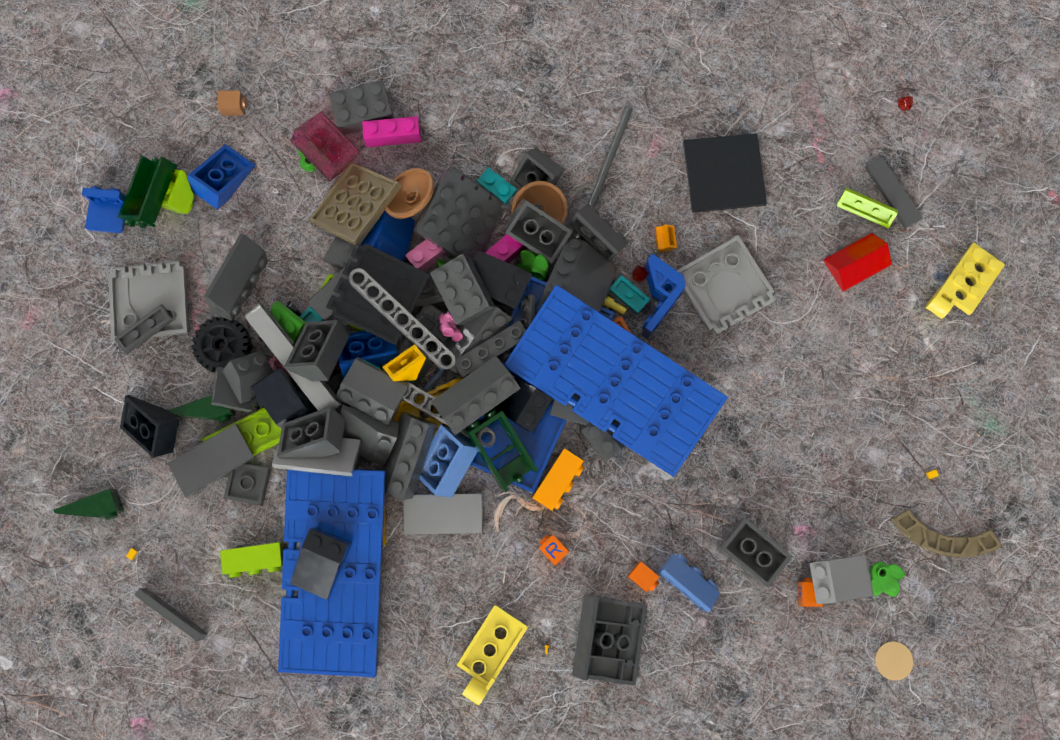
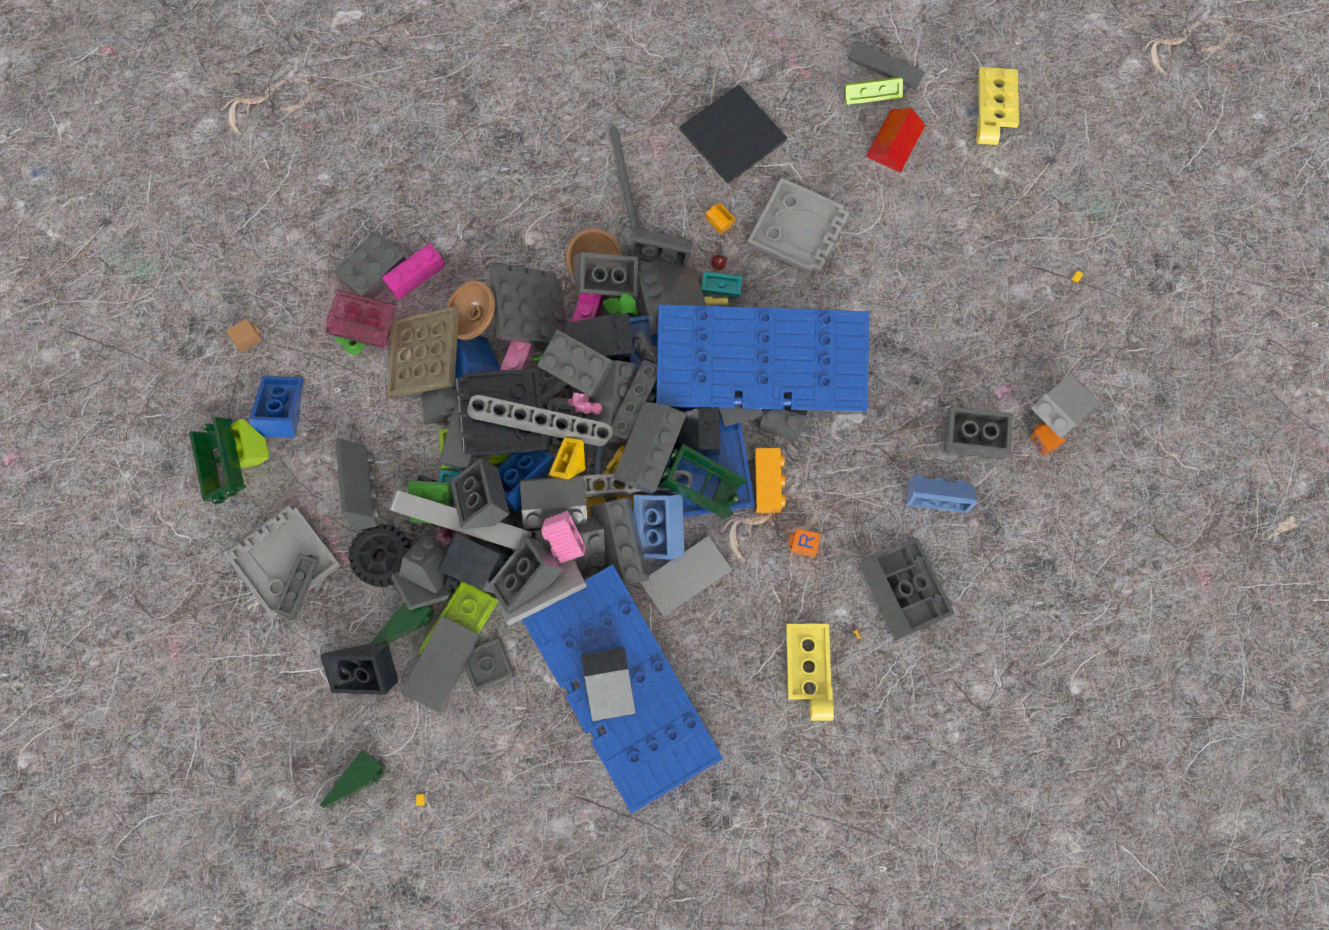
camera: 35 degrees left, 5 degrees down
(104, 209) = (184, 503): blue bracket -> none
(171, 614) = (495, 828): dark grey tile -> none
(252, 559) = (539, 728): lime brick -> none
(358, 426) = (563, 537): none -> bright pink brick
(497, 185) = (541, 261): teal plate -> none
(536, 167) = (566, 224): dark grey slope -> none
(644, 577) = (899, 515): orange brick -> none
(665, 287) = (745, 251): blue bracket -> none
(887, 580) = (1102, 385): bright green plate -> none
(894, 661) = (1153, 450): tan sticker -> none
(942, 544) = (1125, 328): dark tan tile -> none

